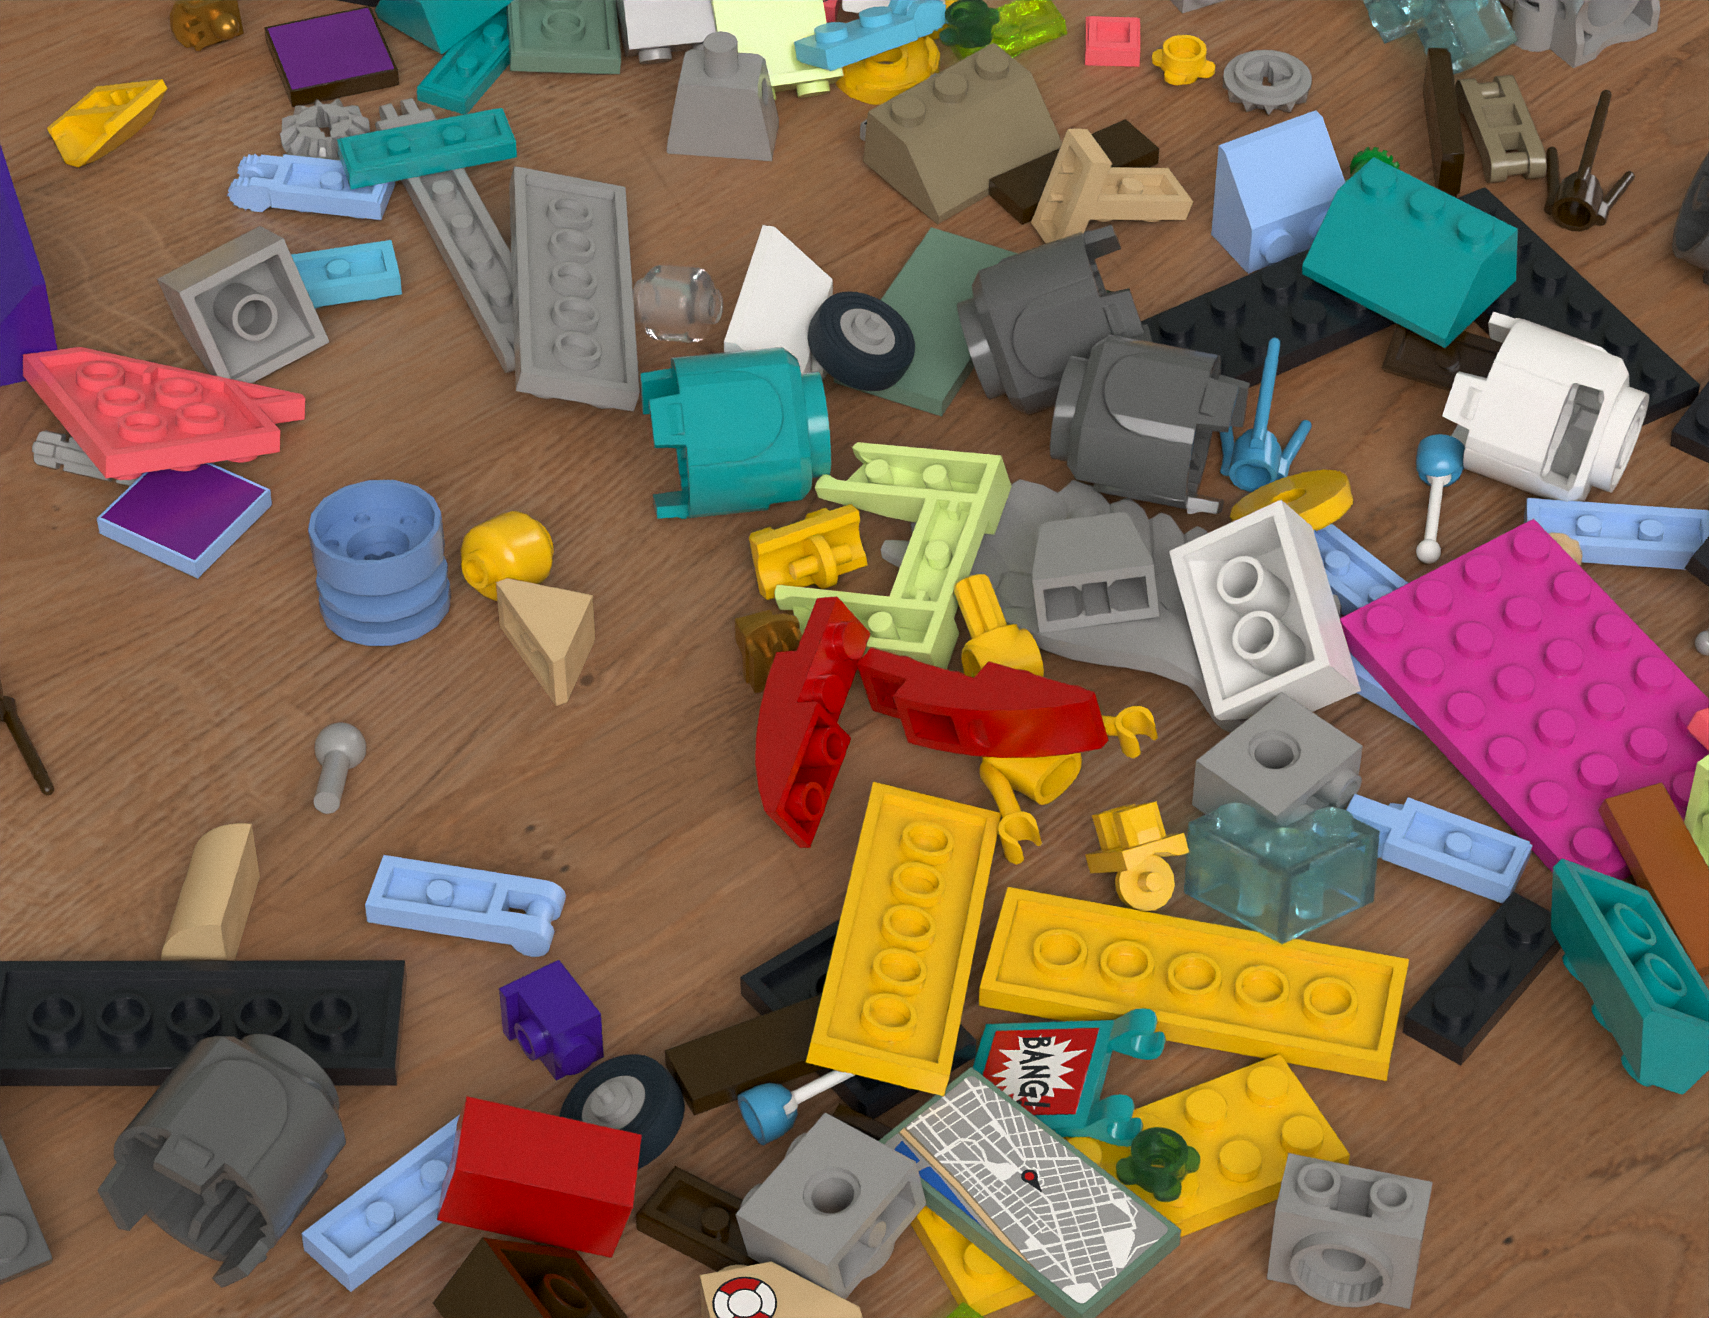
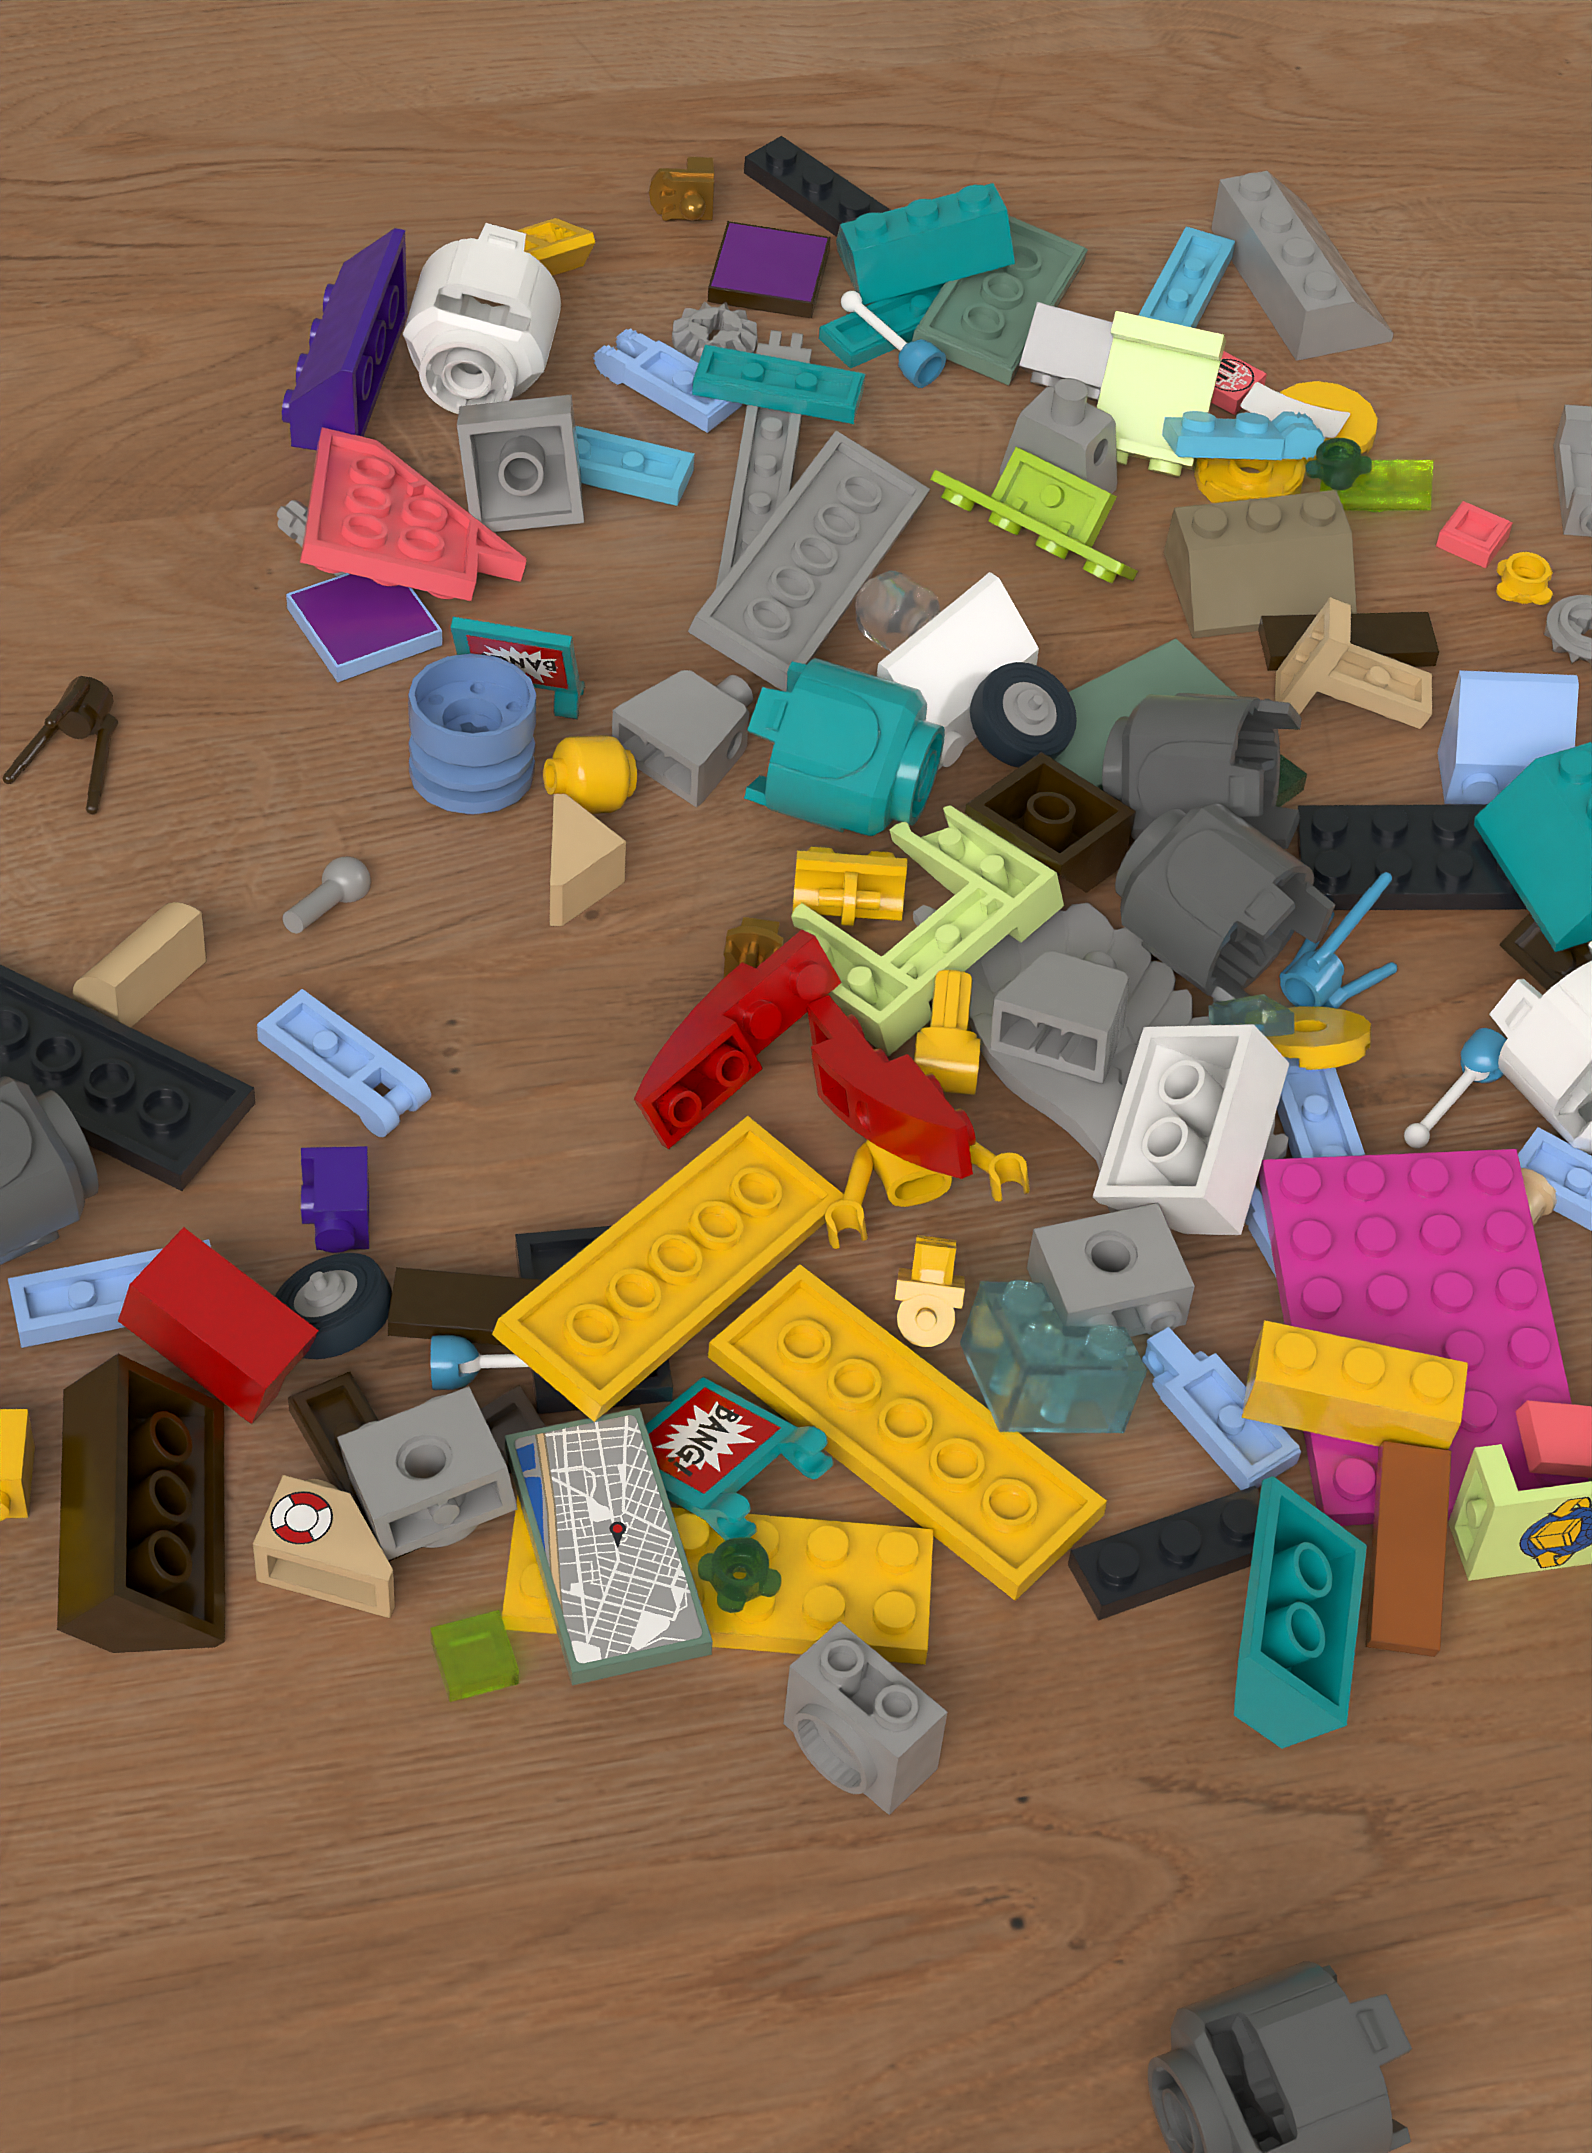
camera: 25 degrees right, 5 degrees up
(125, 227) = (477, 350): none -> white piece
(411, 459) = (541, 655): none -> flag
(529, 81) = (918, 360): none -> dark azure hinge
(565, 481) = (686, 731): none -> light grey torso
(739, 157) = (1048, 502): none -> lime bracket
(957, 412) = (1058, 820): none -> dark brown slope
(1235, 504) = (1260, 1010): none -> clear light blue tile
(1554, 766) = (1353, 1388): none -> yellow brick

